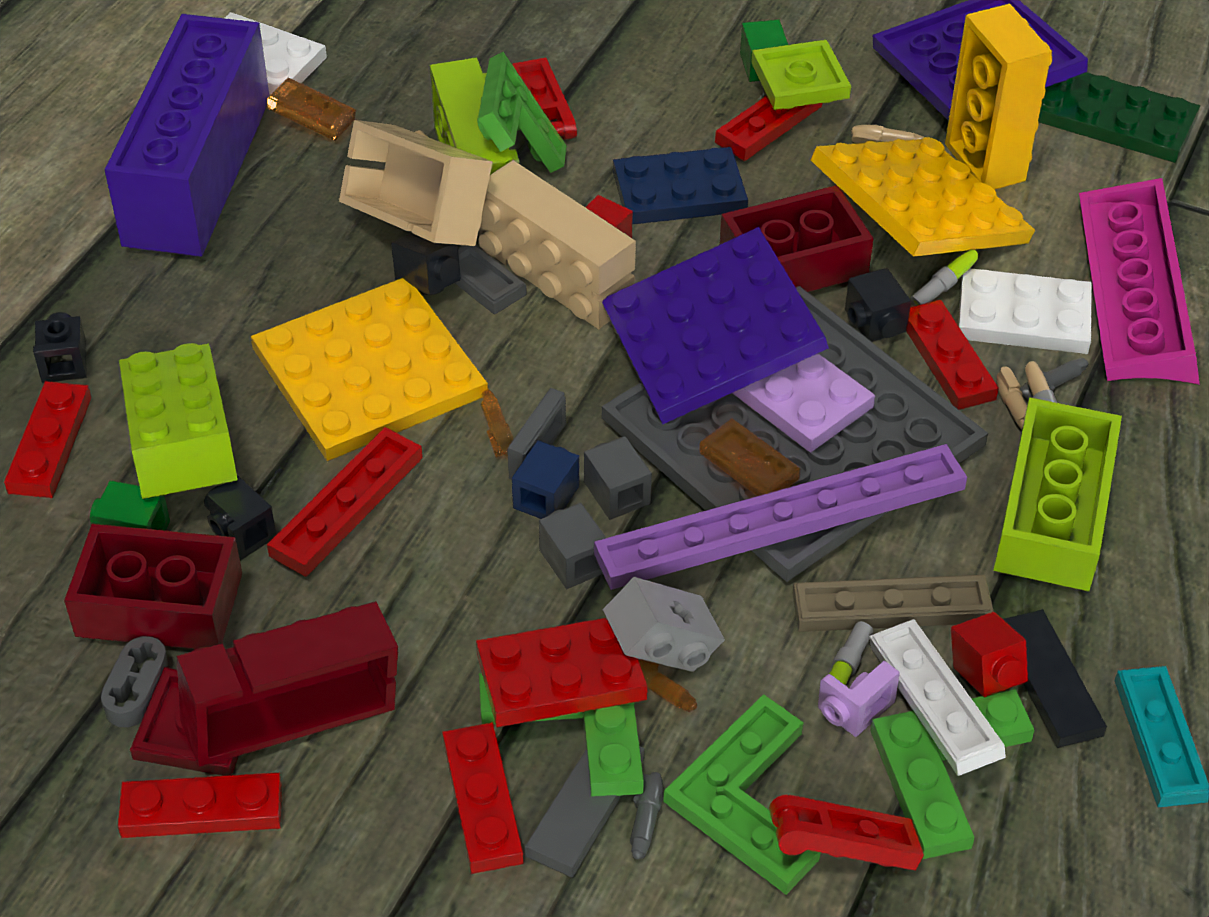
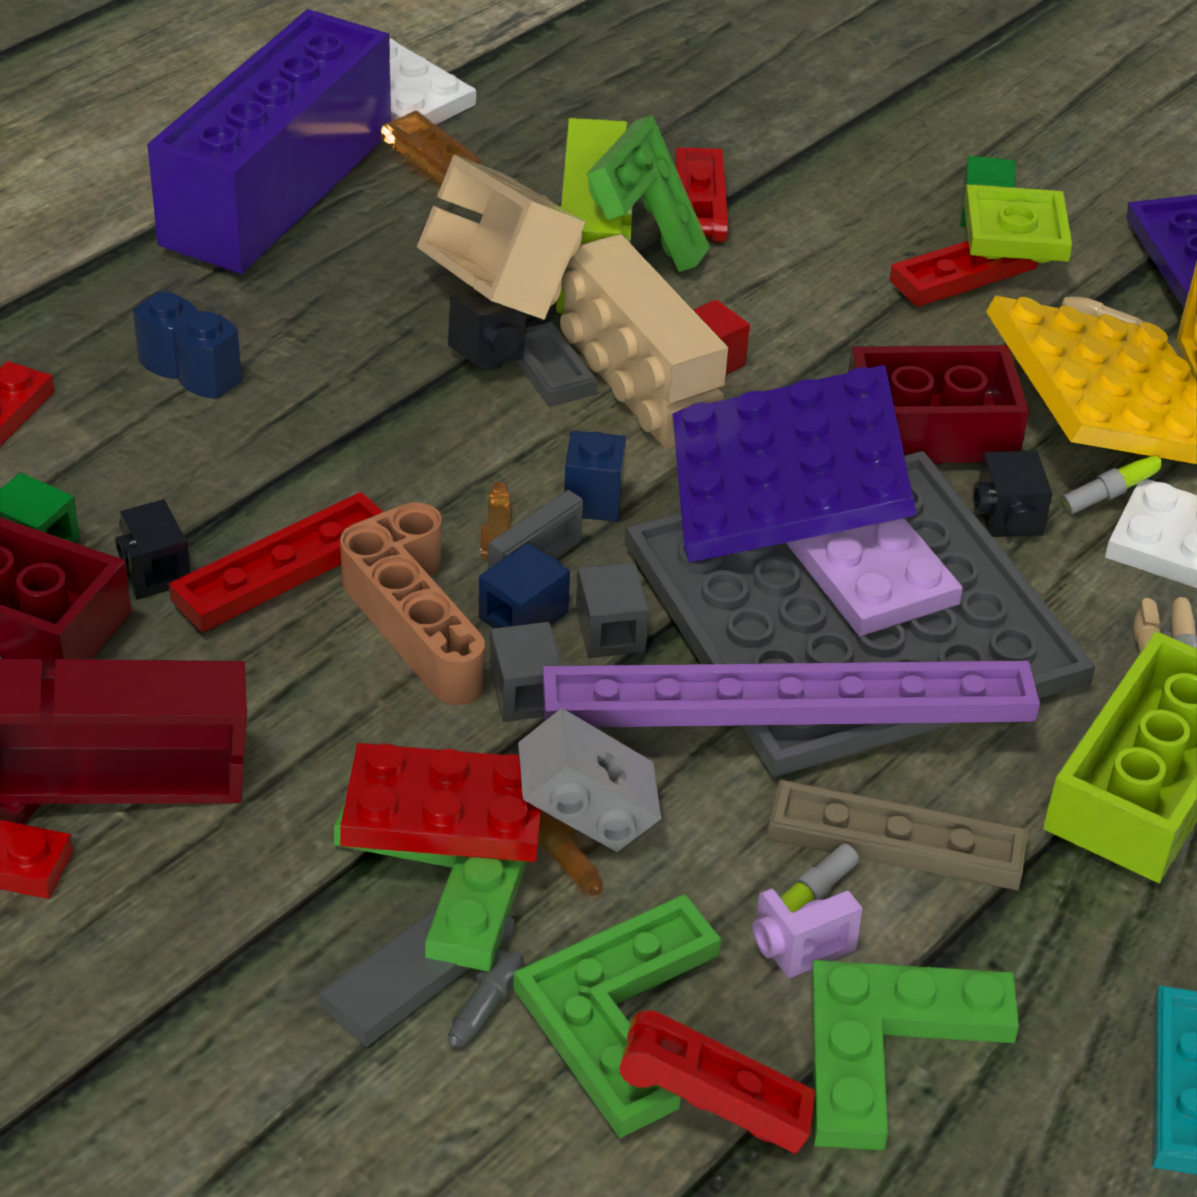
camera: 15 degrees right, 5 degrees down
(59, 337) = (44, 317): black brick -> none
(175, 321) = (187, 345): none -> dark blue brick
(176, 420) = (120, 426): lime brick -> none
(368, 367) = (378, 425): yellow plate -> none
(433, 494) = (388, 577): none -> nougat beam
(482, 798) = (296, 927): red plate -> none
(561, 365) = (596, 473): none -> dark blue brick
(680, 185) = (824, 314): dark blue plate -> none
(749, 459) = (774, 621): clear orange plate -> none
(938, 698) = (903, 954): white tile -> none
(950, 356) = (1086, 572): red plate -> none
(989, 654) = (992, 920): red brick -> none
(1055, 683) = (1067, 974): black tile -> none

